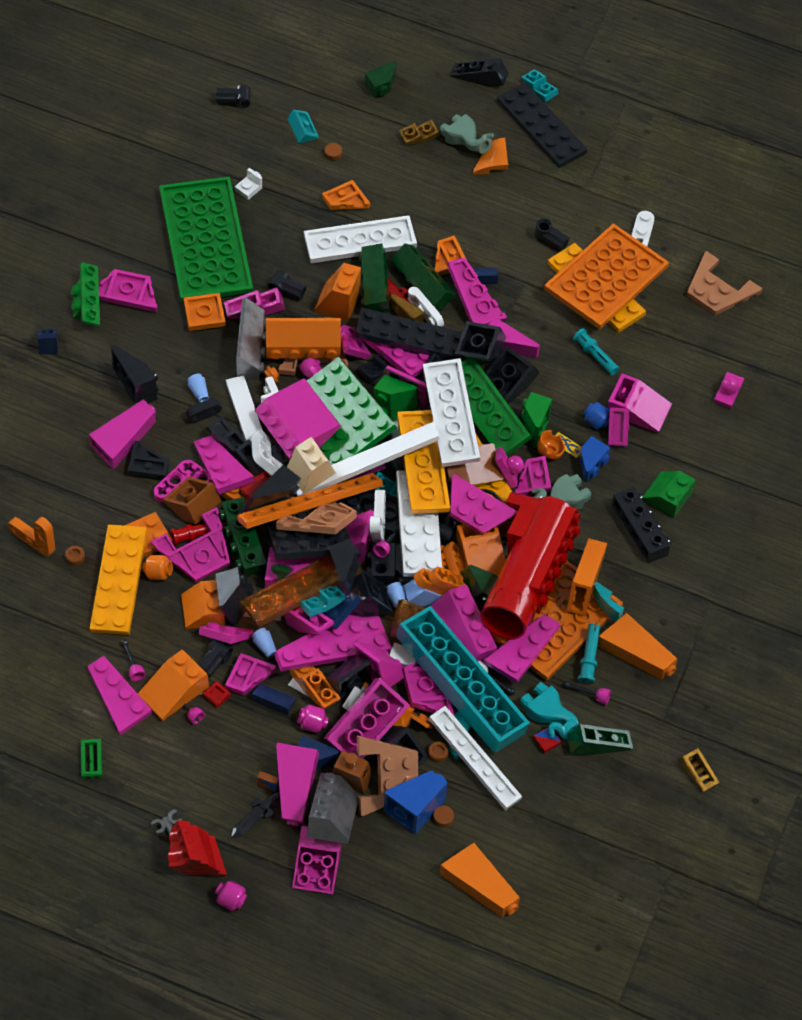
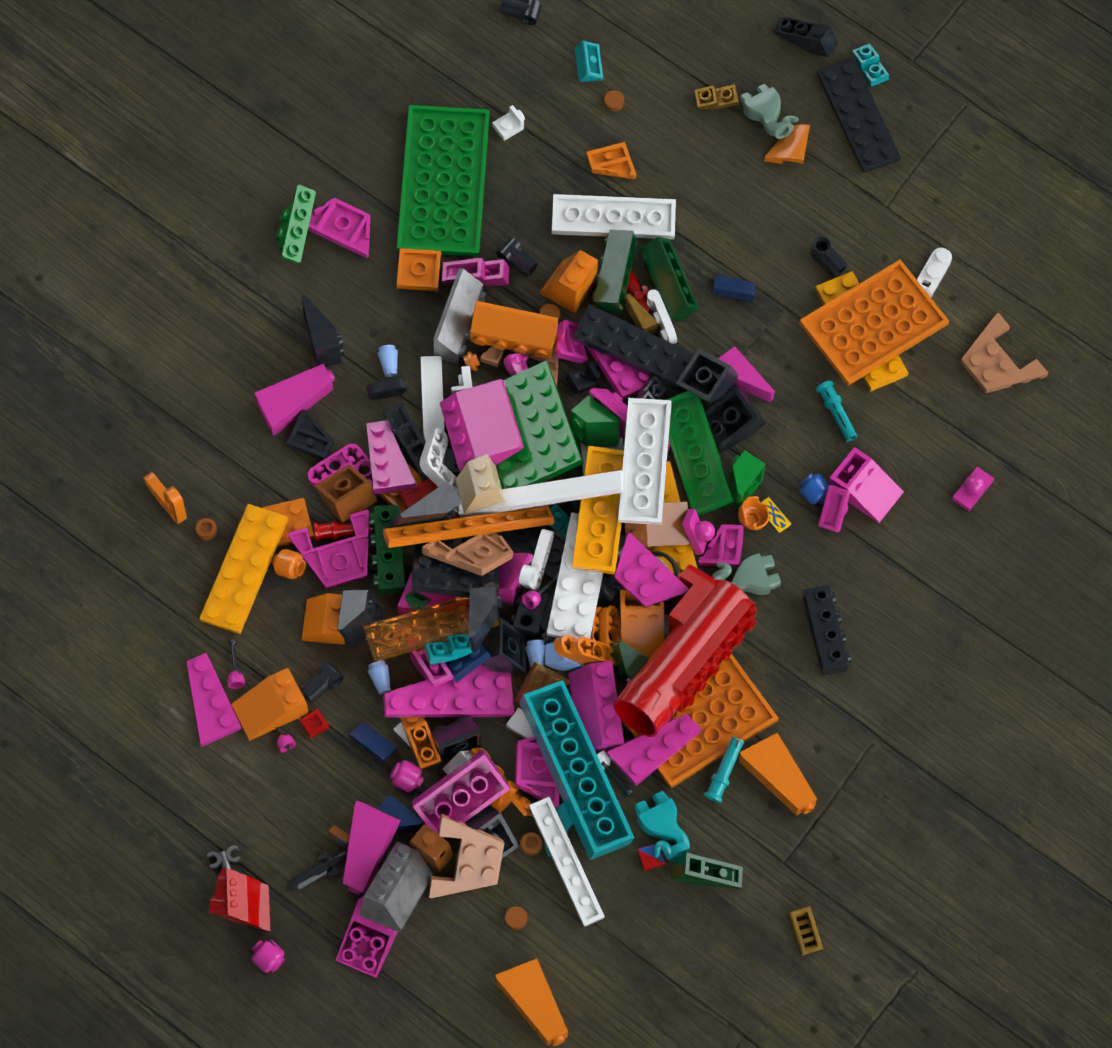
camera: 15 degrees right, 10 degrees up
(47, 341) = (240, 268): dark blue slope -> none
(91, 773) = (160, 784): green tile -> none
(225, 633) = (340, 657): dark pink wing -> none
(248, 674) = (352, 709): dark pink wing -> none
(381, 79) = (692, 22): dark green slope -> none
(382, 664) = (494, 732): dark pink slope -> none
(416, 800) = (490, 896): blue slope -> none
(447, 250) = (706, 259): orange wing -> none
(474, 296) = (720, 315): dark pink wing -> none
(586, 576) = (745, 680): orange slope -> none
(592, 457) = (795, 537): blue slope -> none
(602, 695) = (725, 819): hinge -> none
(603, 599) = (757, 711): teal slope -> none
(669, 492) = (869, 597): green slope -> none

